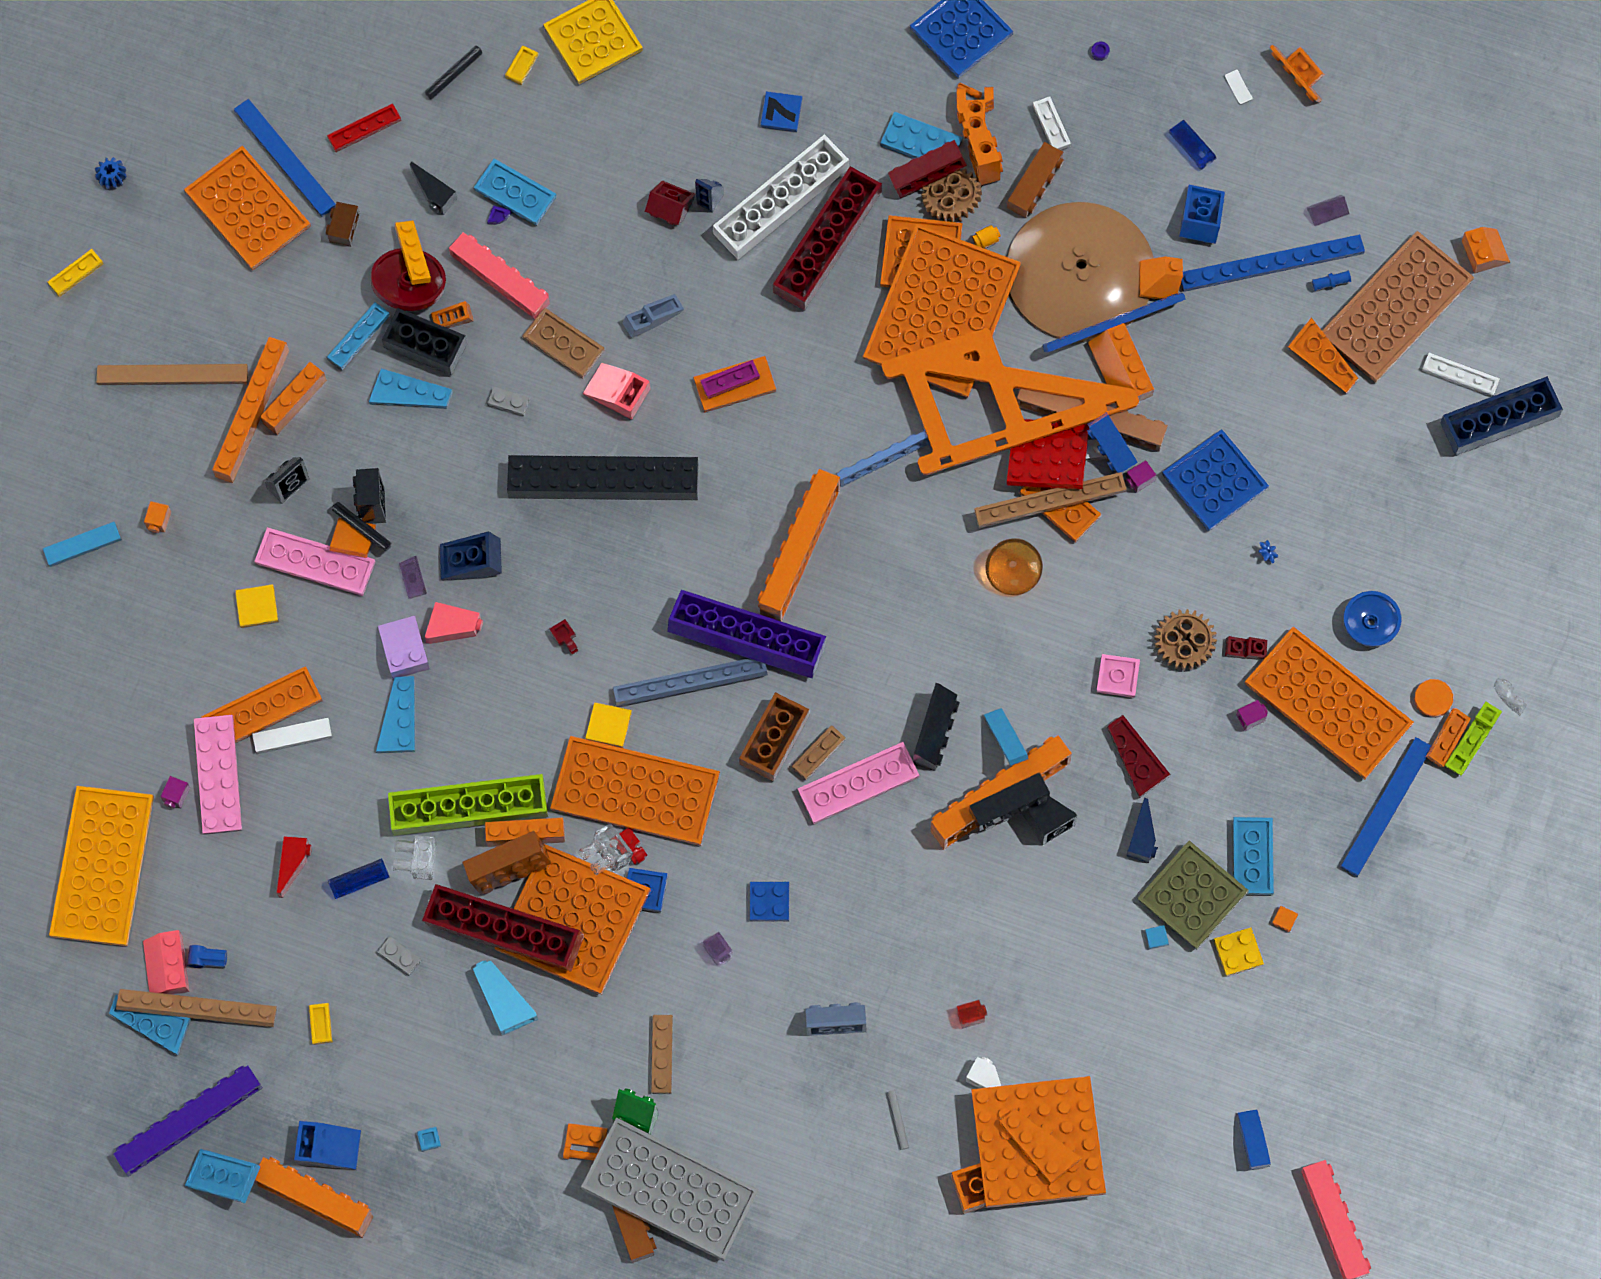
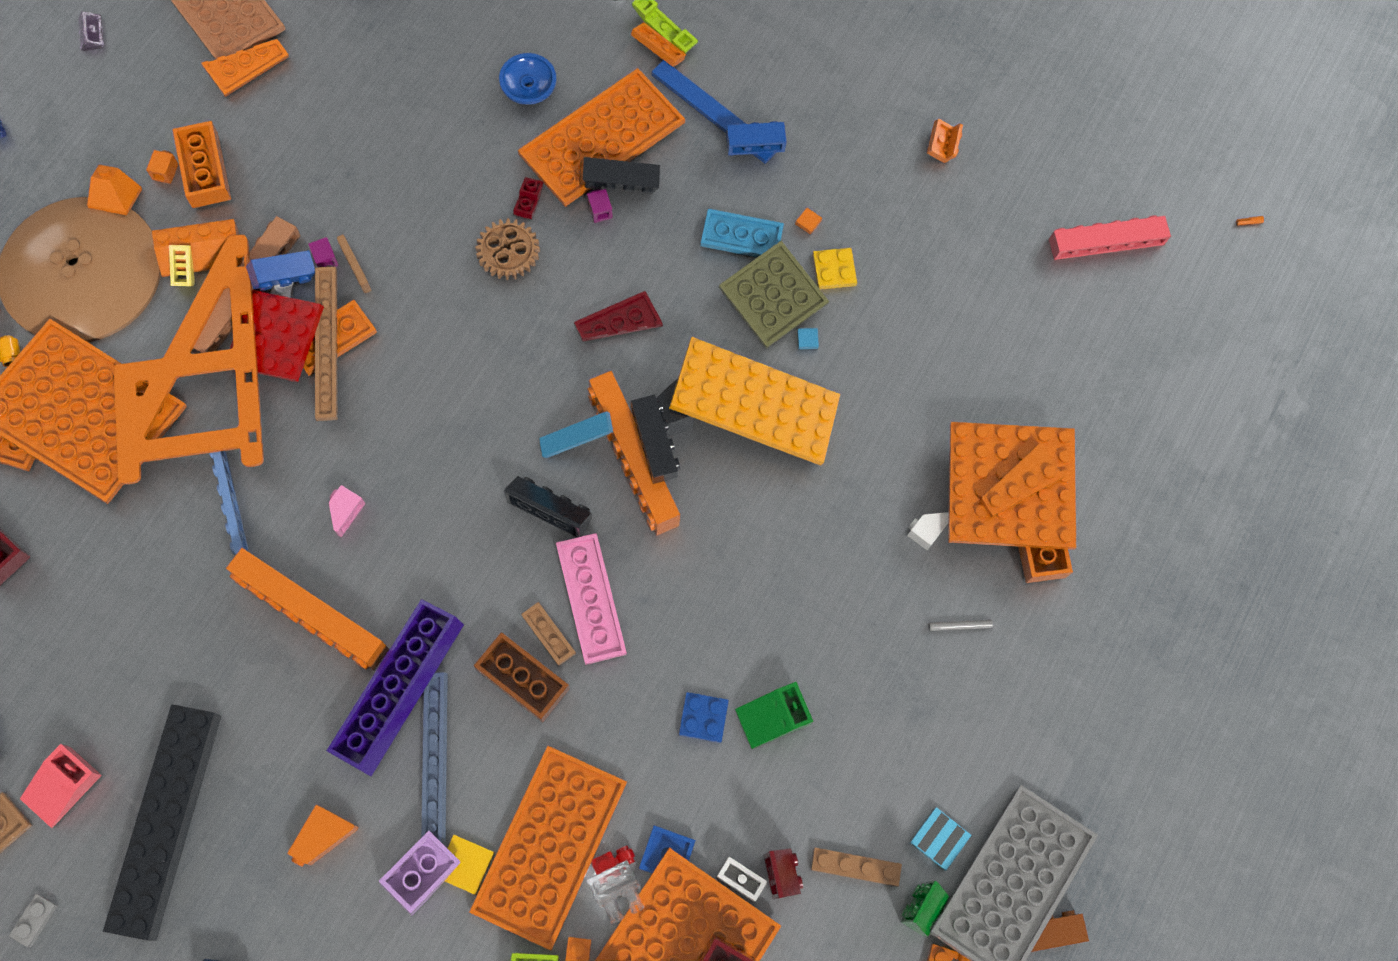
camera: 90 degrees left, 0 degrees up
(564, 634) = (343, 899): dark red plate -> none
(594, 688) = (419, 873): none -> lavender slope
(612, 603) = (319, 836): none -> orange slope
(634, 953) = (741, 879): none -> white brick
(643, 985) = (782, 873): none -> dark red slope
(699, 1125) = (940, 839): none -> tile
(718, 949) = (749, 782): clear purple brick -> none
(730, 379) = (87, 652): magenta plate -> none
(751, 390) = (94, 650): orange tile -> none
(781, 961) = (774, 715): none -> green slope
(835, 1019) = (848, 668): sand blue slope -> none
(897, 553) = (344, 508): none -> bright pink slope
(971, 1014) = (861, 529): clear red brick -> none
(1015, 579) = (399, 388): clear orange dish -> none
(1074, 892) = (755, 401): none -> light orange plate
(1085, 355) = (175, 281): none -> light yellow slope
(1107, 324) = (147, 244): blue tile -> none
(1118, 675) = (530, 319): bright pink plate -> none
(1137, 505) = (353, 264): none -> medium nougat tile
(1143, 838) = (703, 327): dark blue slope -> none
(1198, 313) = (162, 166): none -> orange brick
(1202, 214) = (56, 140): blue slope -> none
(1206, 346) = (201, 164): none -> orange brick
(1215, 480) = (346, 188): blue plate -> none
(1254, 1139) = (1024, 291): blue slope -> none
(1267, 551) = (434, 158): blue plant -> none
(1272, 263) = (130, 91): blue plate -> none
(1285, 725) = (619, 174): none -> black brick
(1331, 280) = (167, 43): blue pin -> none
(1360, 849) = (756, 138): none -> blue brick
(1407, 1039) = (944, 141): none -> orange bracket
(1433, 698) = (615, 49): orange tile -> none

